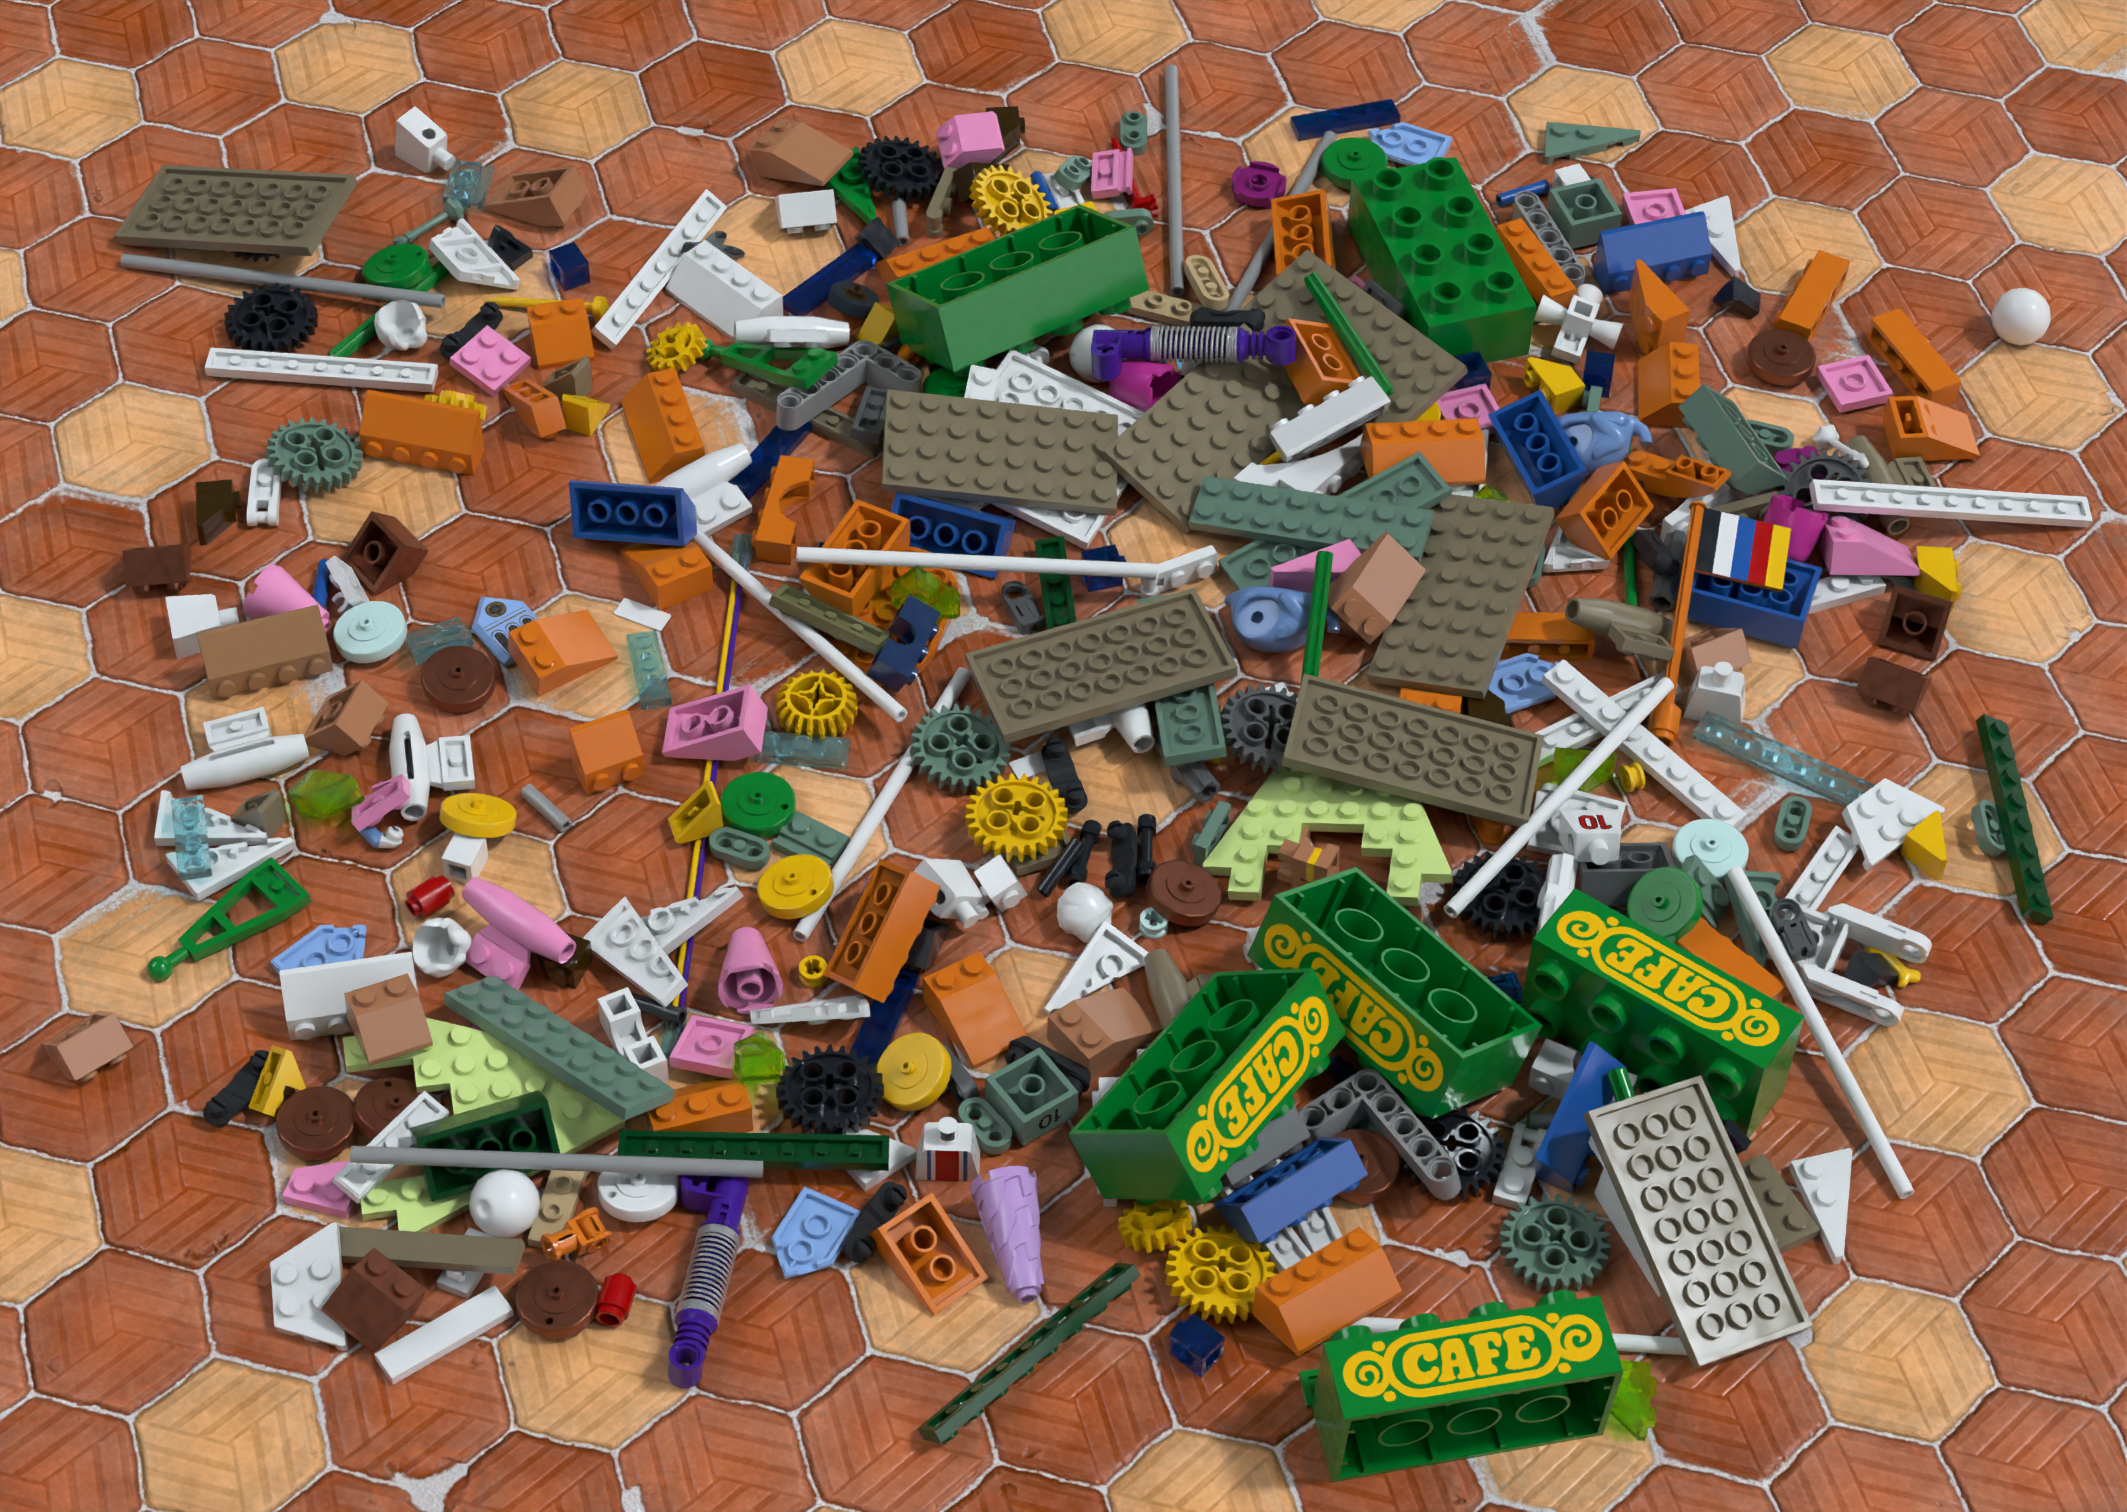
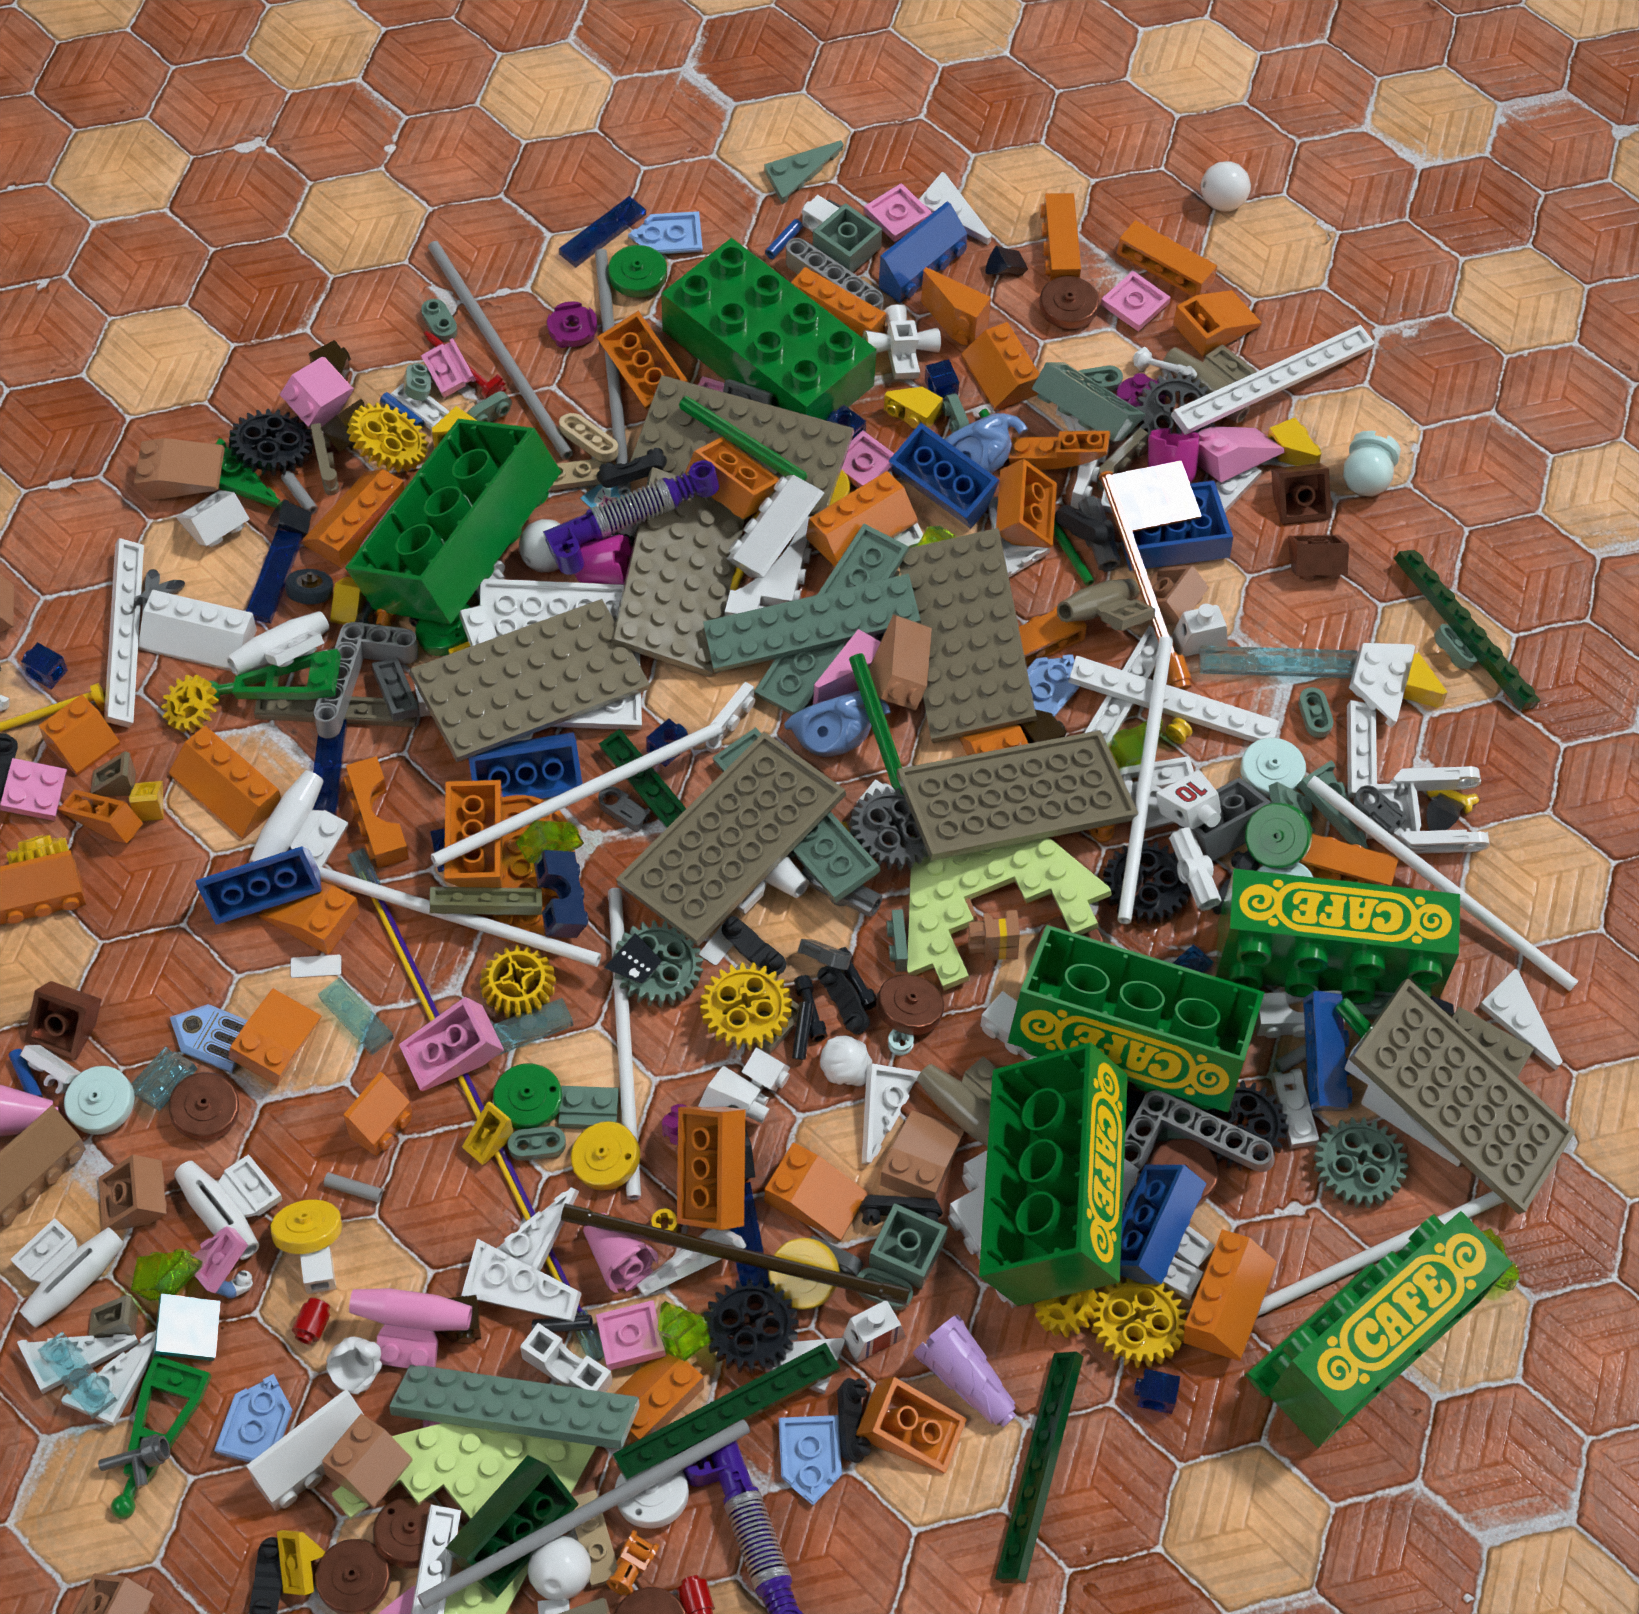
camera: 30 degrees left, 10 degrees up
(211, 930) = (153, 1452): none -> dark grey piece
(316, 849) = (187, 1327): none -> tile
(936, 731) = (634, 960): none -> black sticker
(974, 1114) = (882, 1290): none -> dark brown piece
(1127, 809) = (825, 953): none -> dark grey piece
(2007, 622) = (1370, 463): none -> light aqua tile

